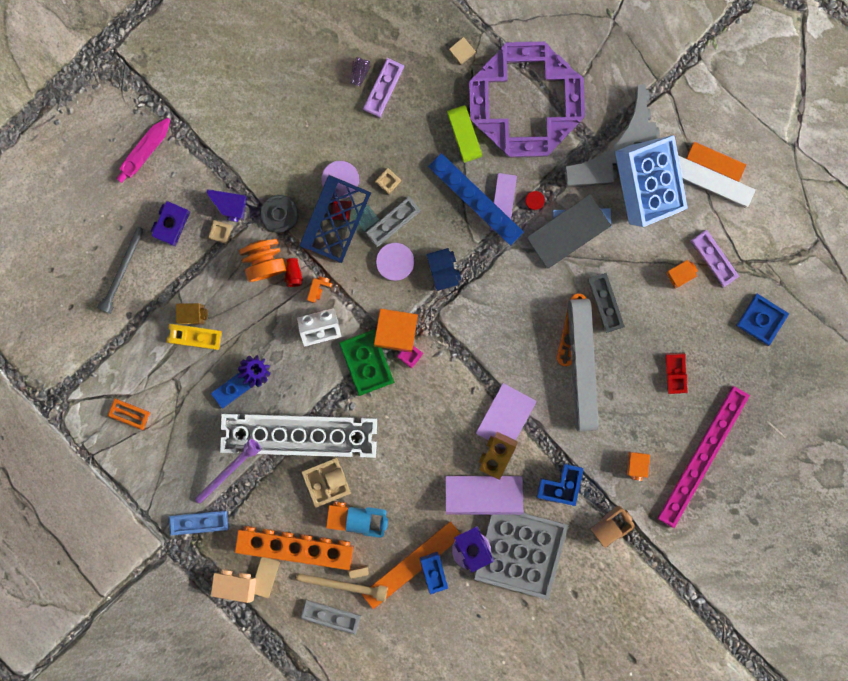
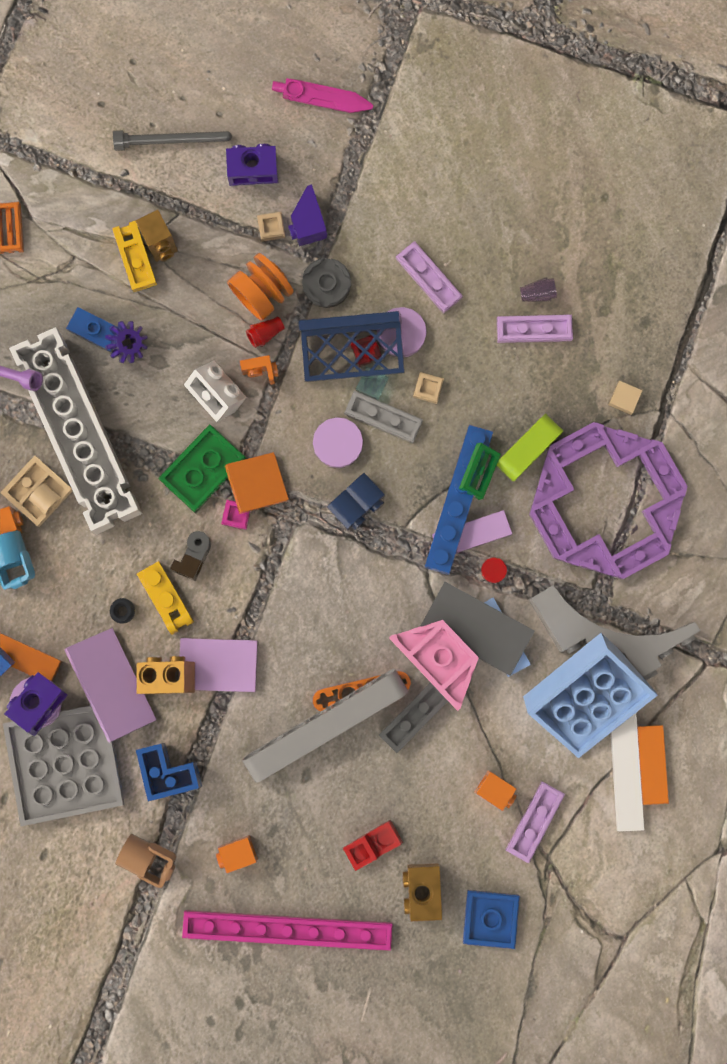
camera: 60 degrees right, 5 degrees down
(311, 141) = (429, 277): none -> lavender tile
(420, 391) = (194, 557): none -> leg
(437, 469) = (114, 610): none -> black plate
(442, 430) = (164, 597): none -> yellow plate
(462, 177) = (480, 449): none -> green tile
(577, 265) = (440, 658): none -> bright pink wing
(734, 359) = (430, 907): none -> pearl gold brick

